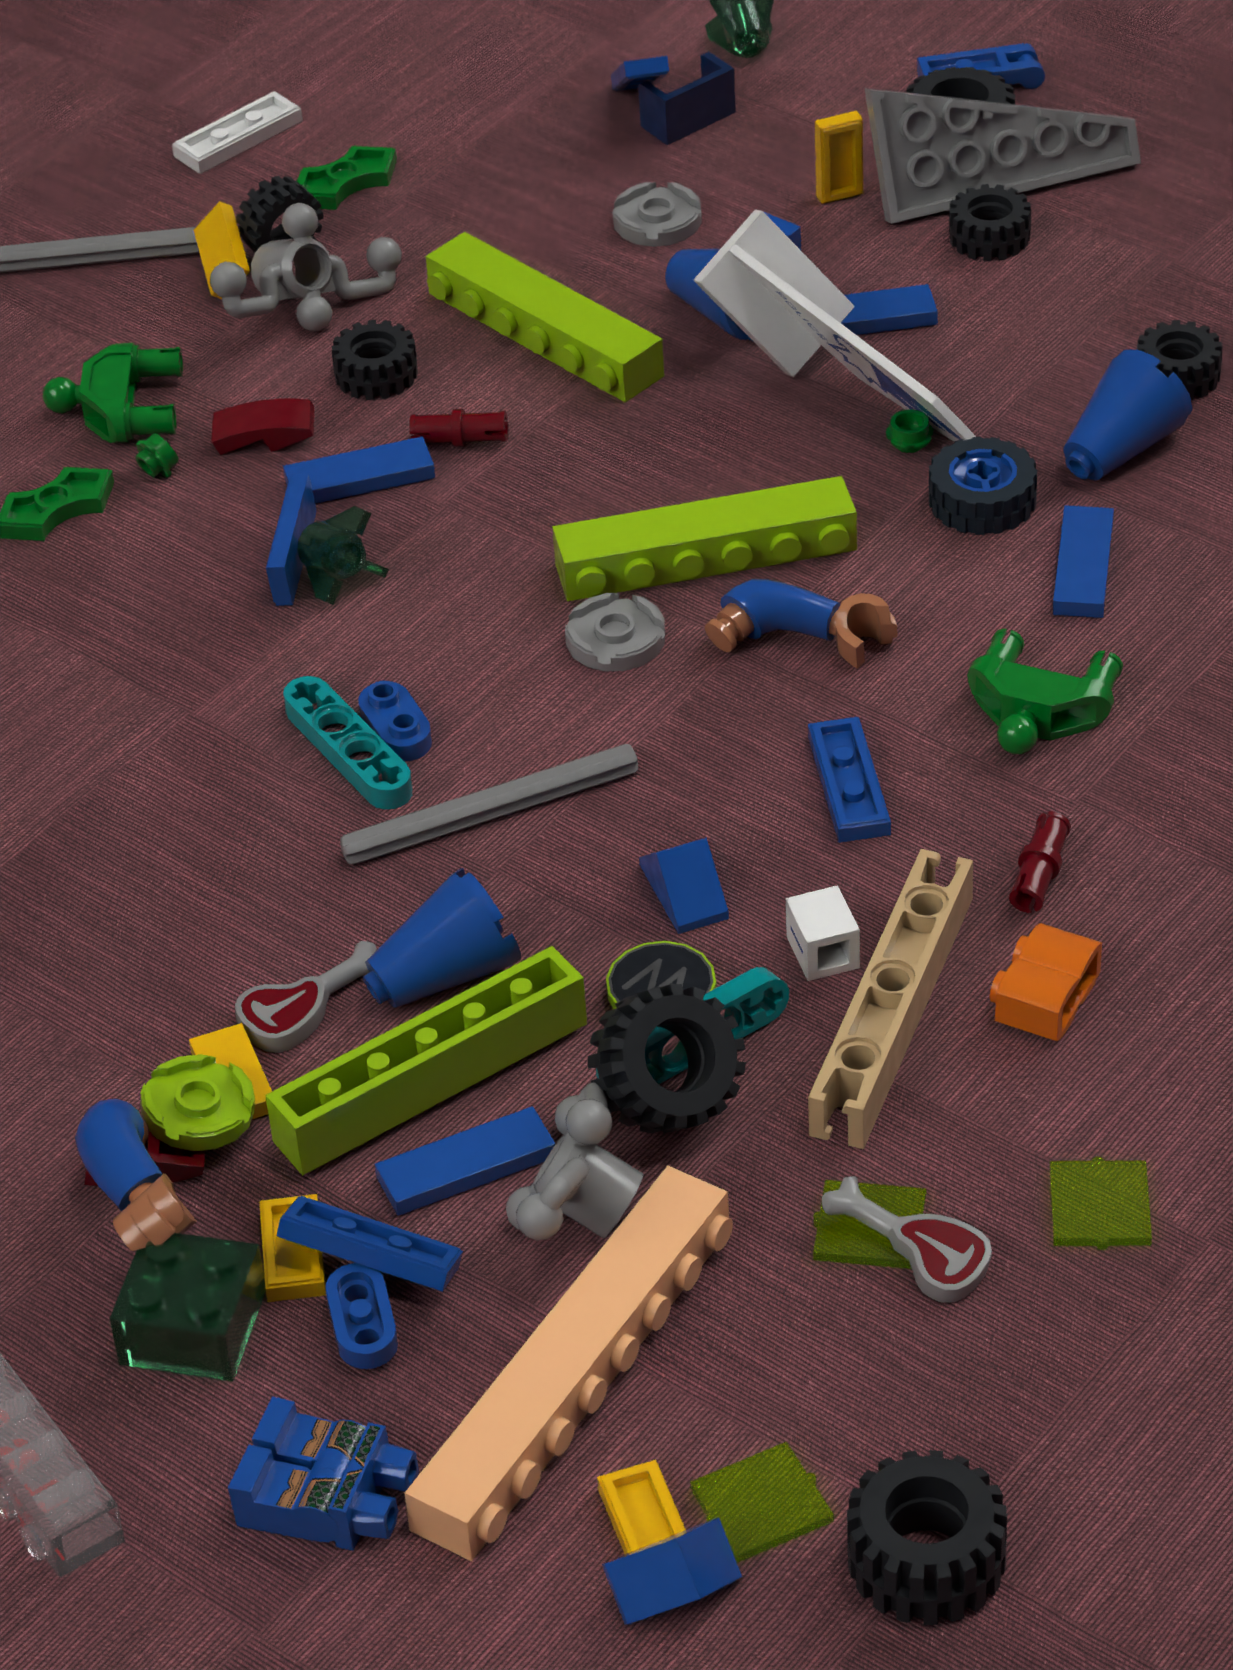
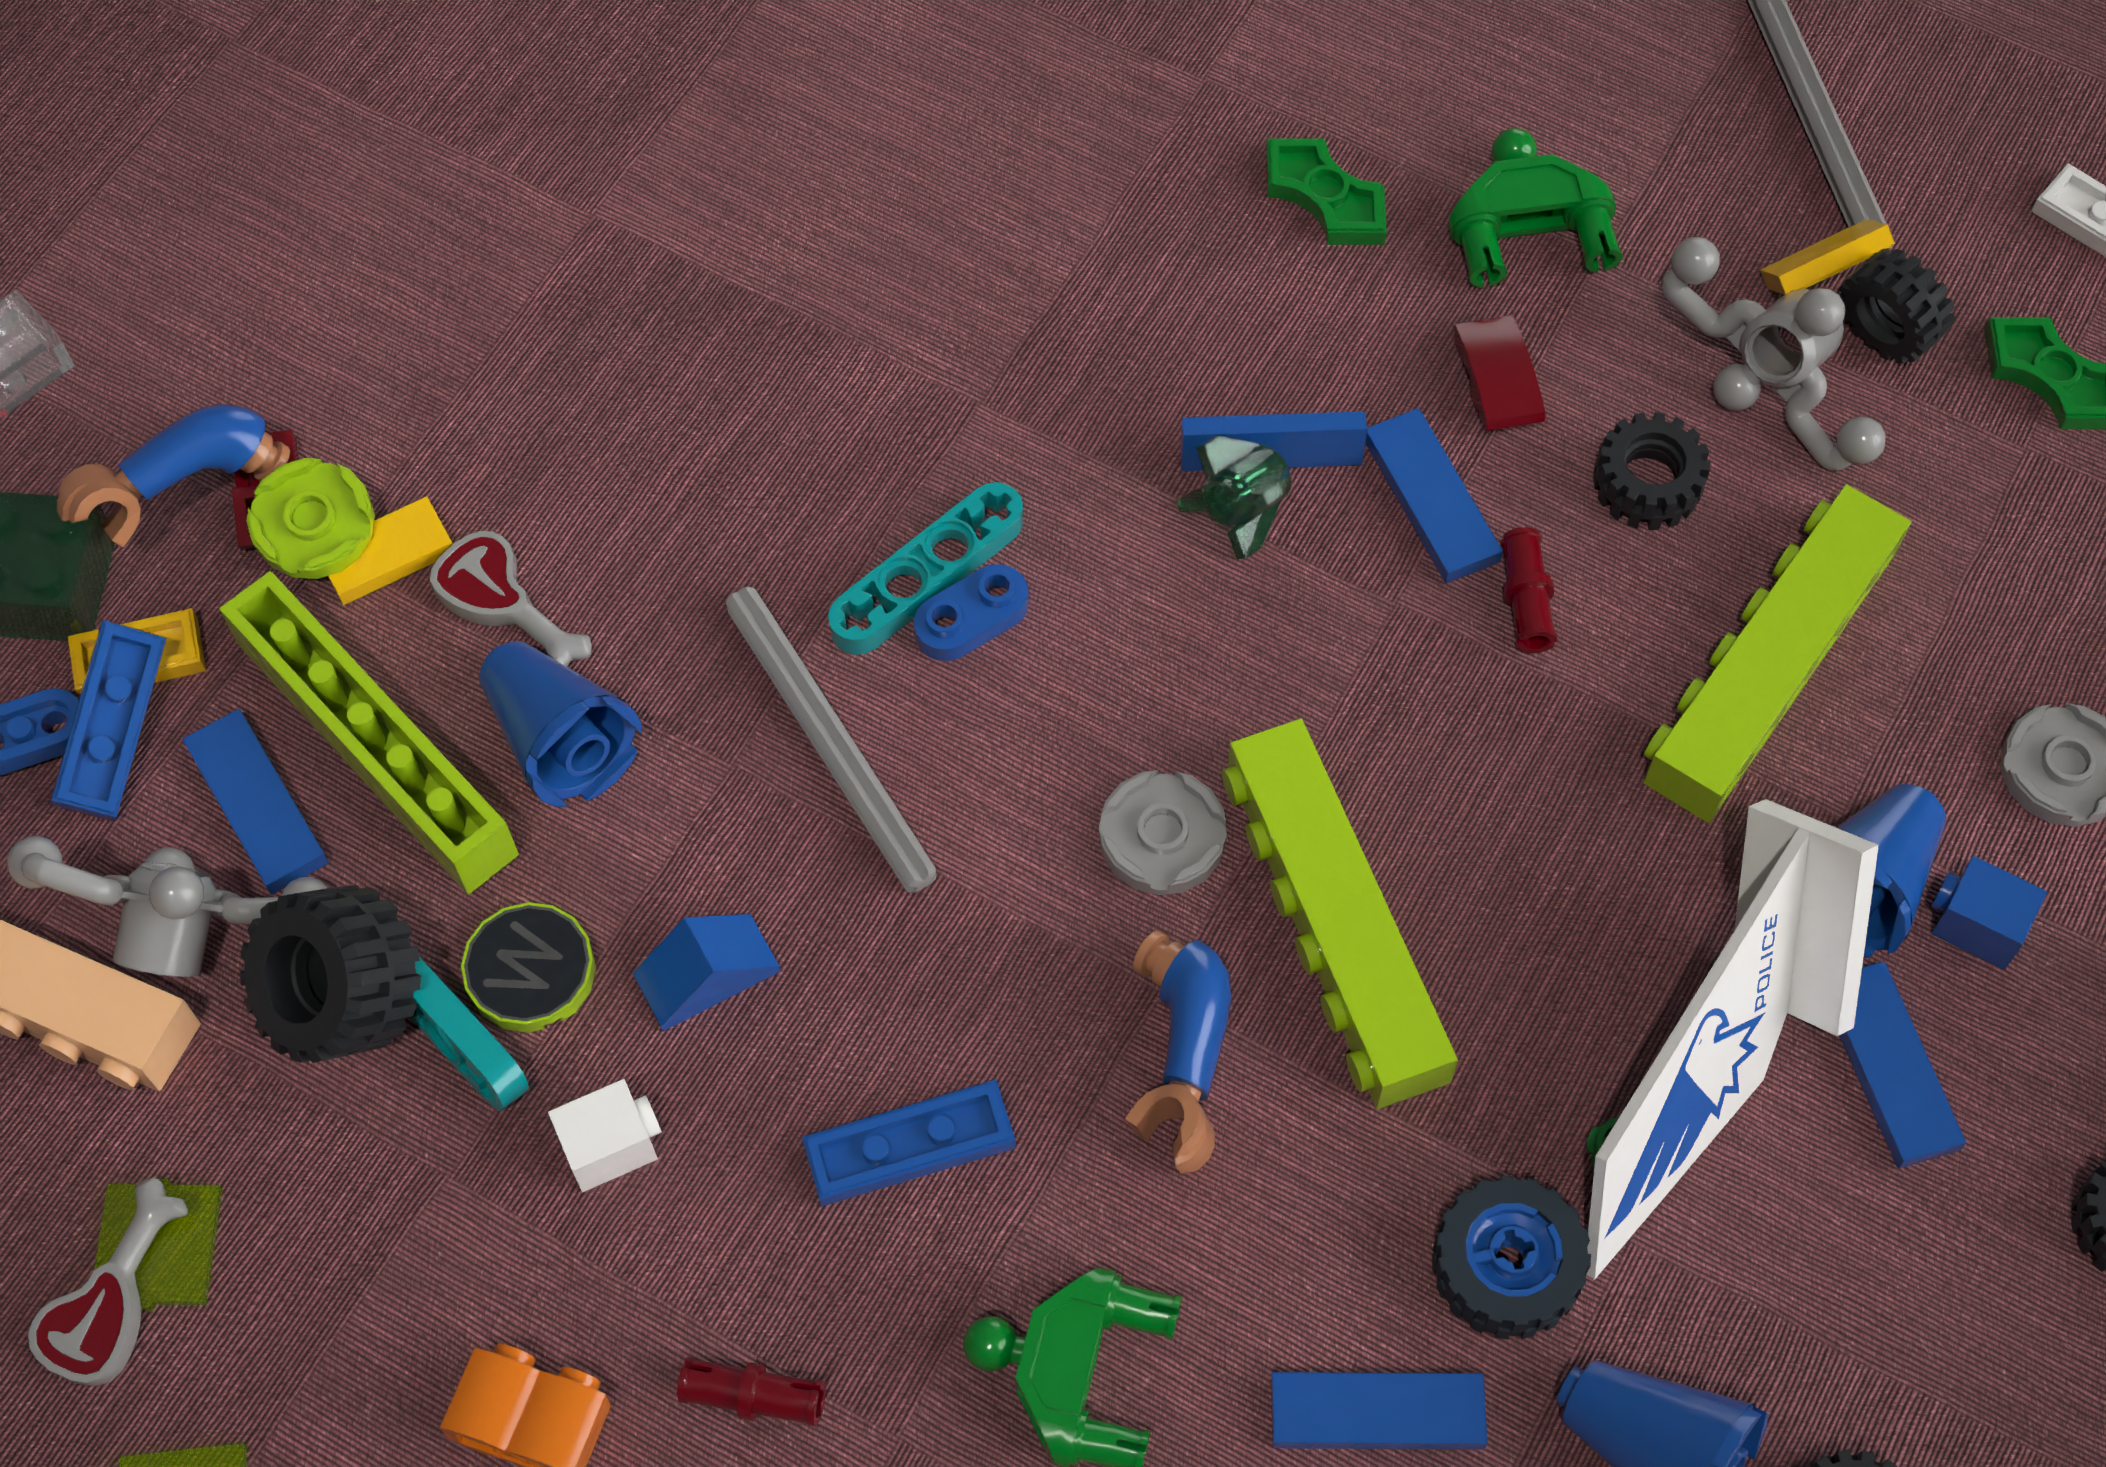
camera: 80 degrees right, 20 degrees up
(156, 456) = (1418, 272): green plate -> none
(890, 999) = (446, 1220): tan piece -> none

